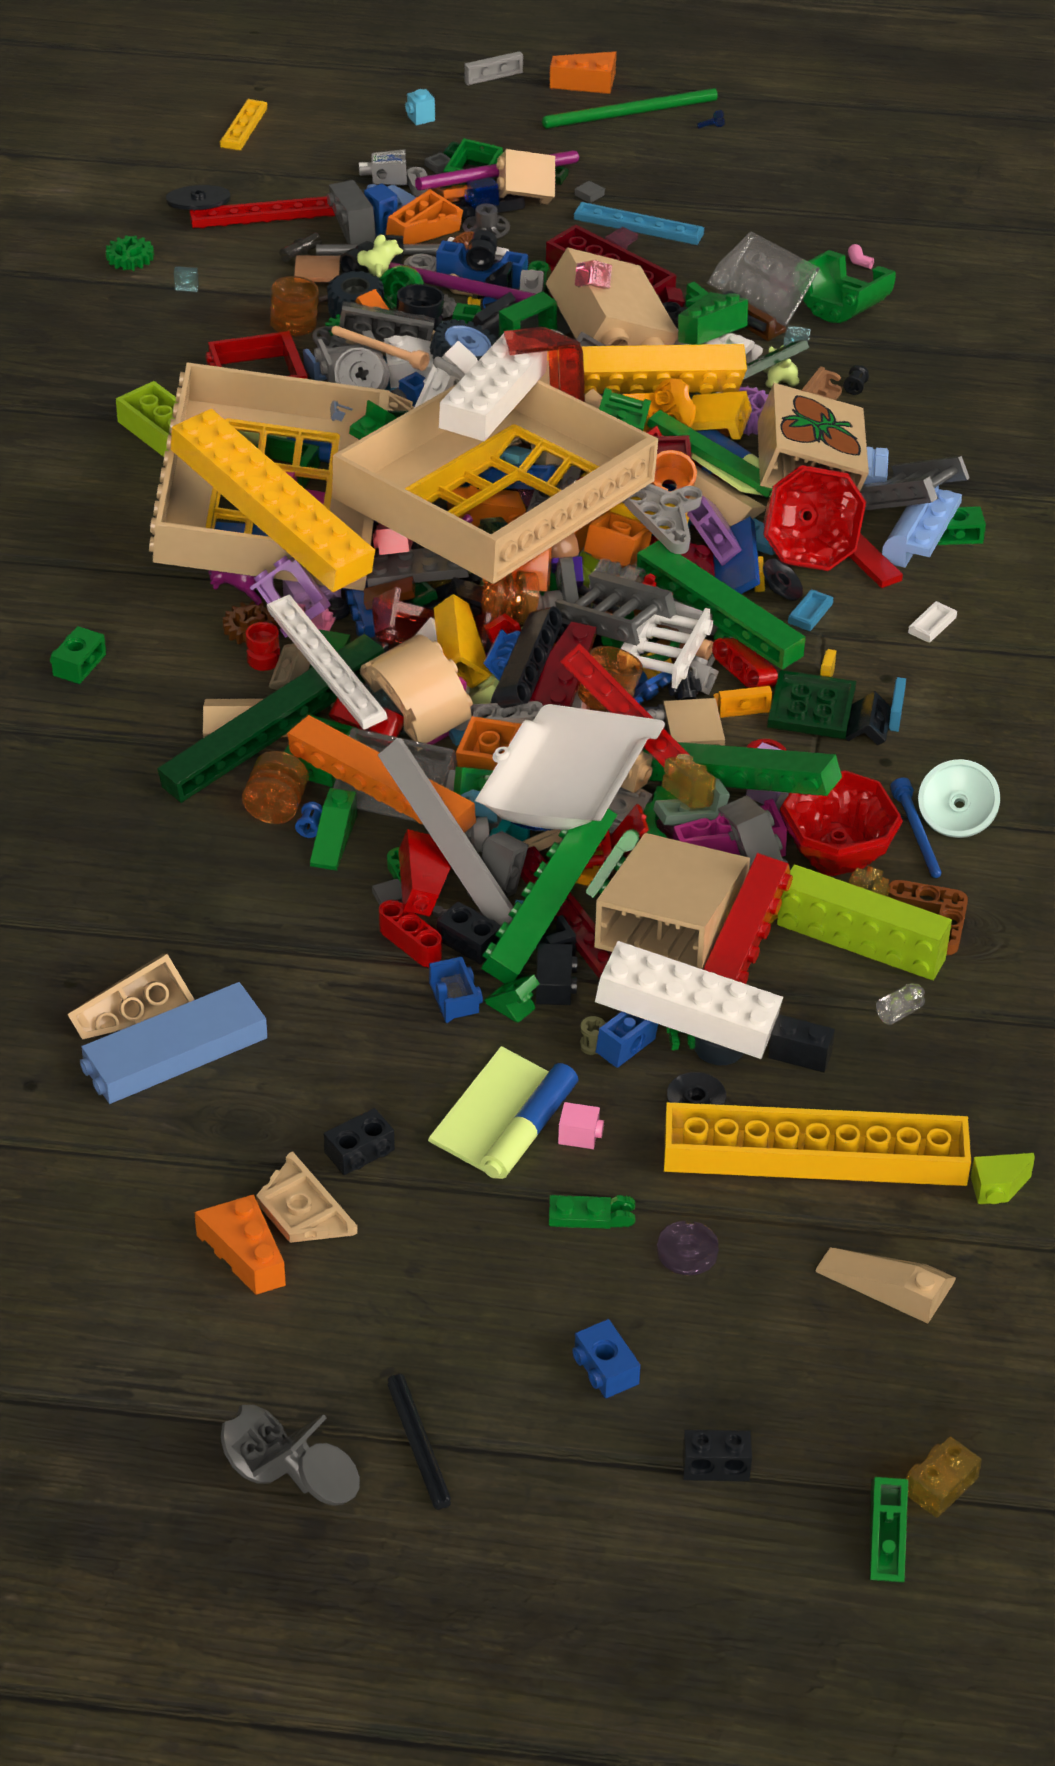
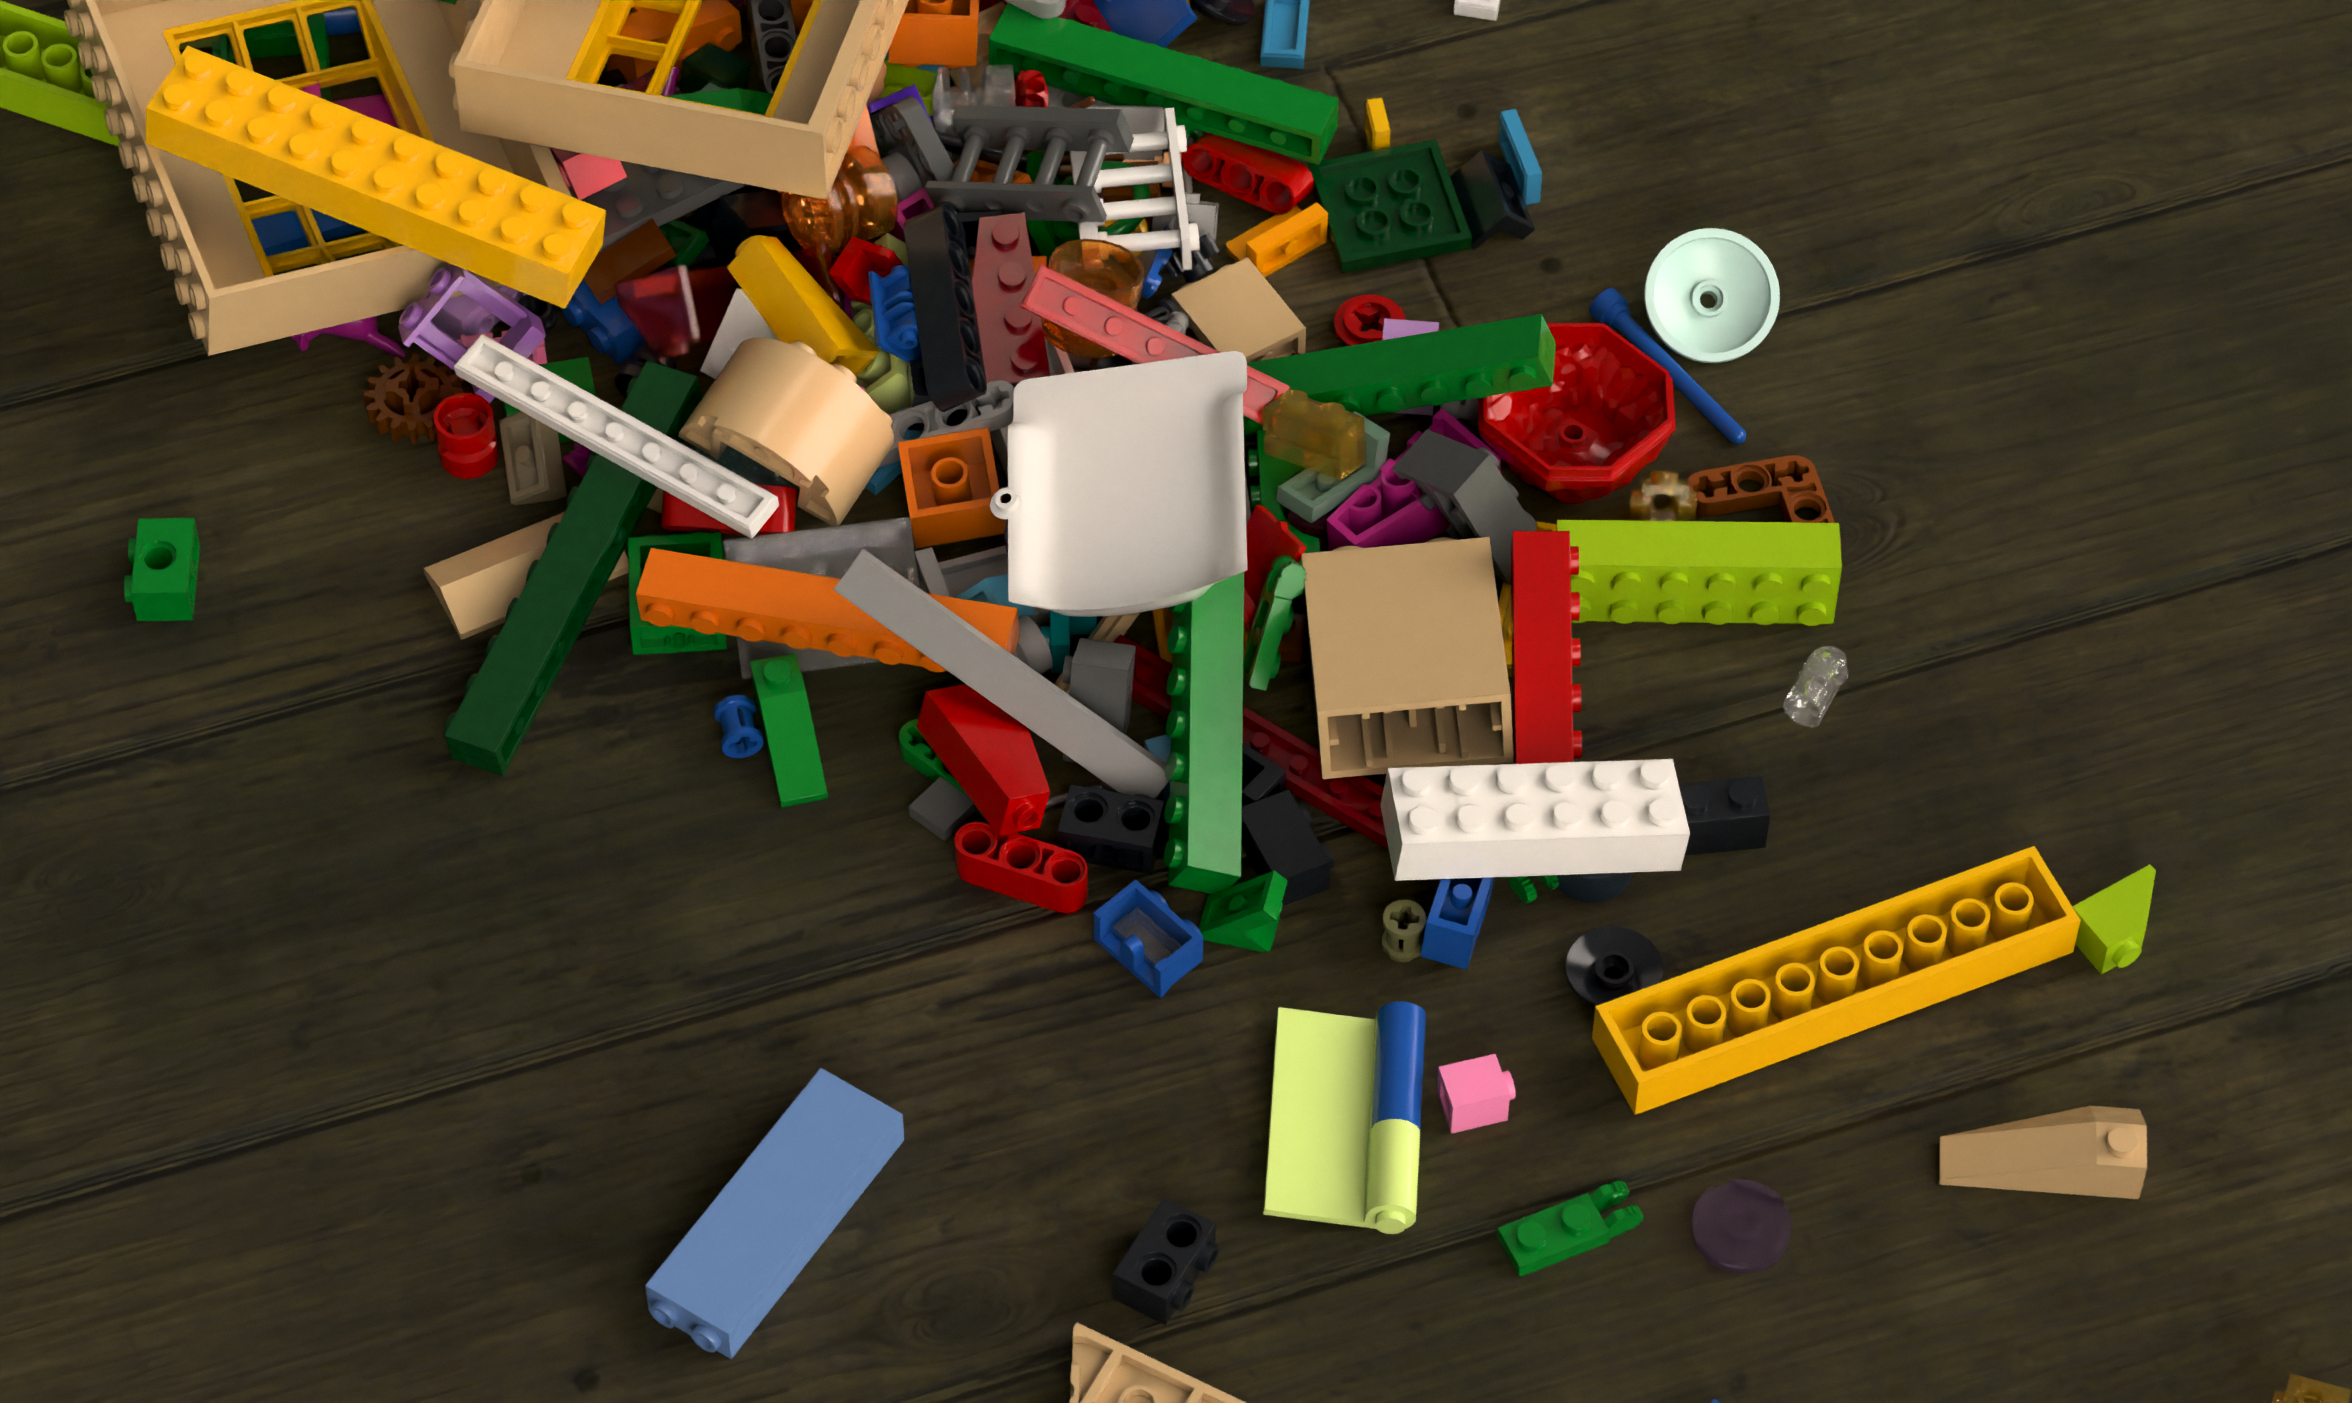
camera: 25 degrees left, 10 degrees up
(133, 999) = (671, 1155): tan wedge -> none
(275, 787) = (658, 694): clear orange wheel -> none
(469, 779) = (970, 555): green slope -> none

